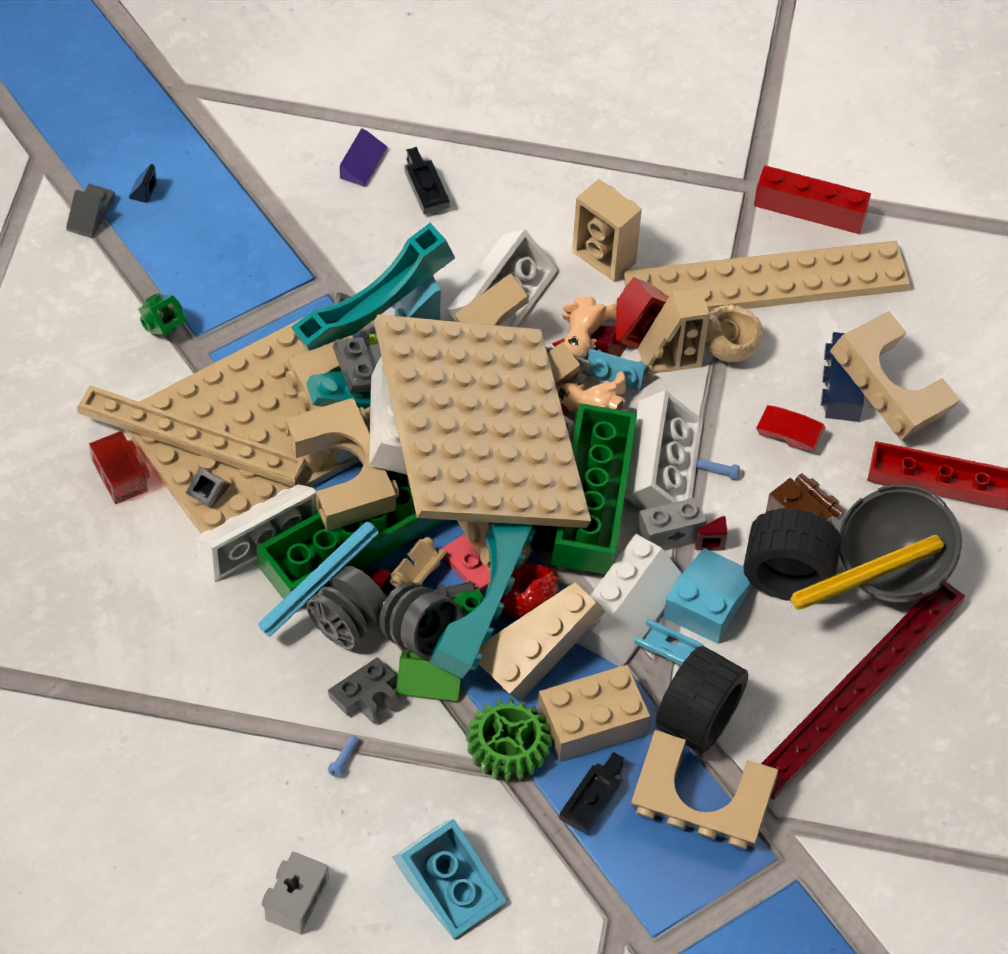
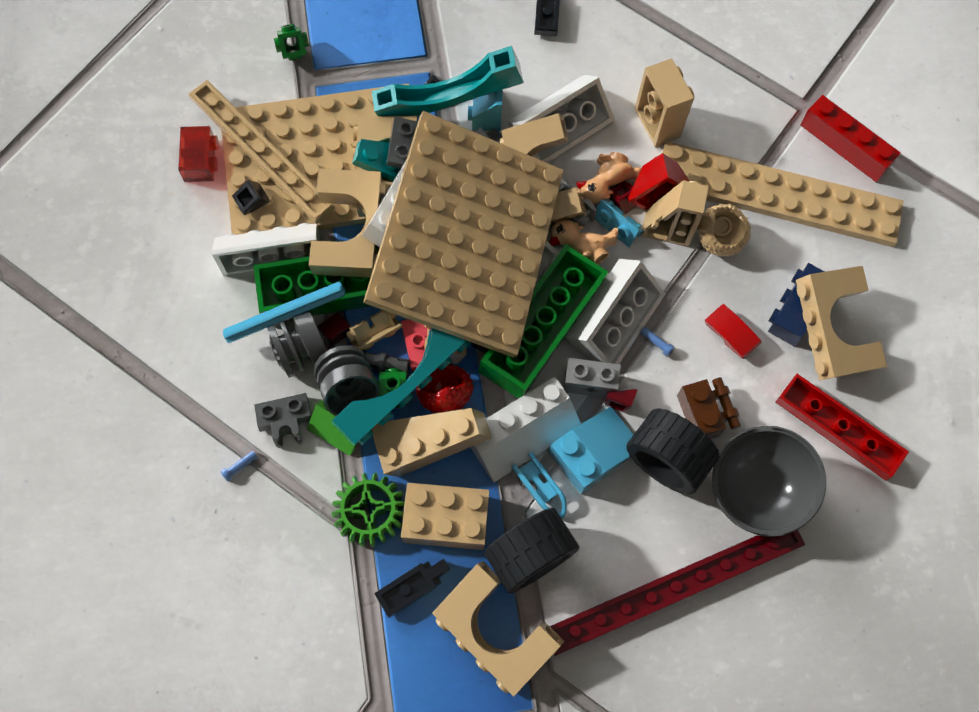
camera: 25 degrees right, 15 degrees up
(295, 892) = (153, 565): light grey brick -> none
(450, 877) = (260, 610): medium azure slope -> none
(866, 572) = (726, 495): yellow axle -> none

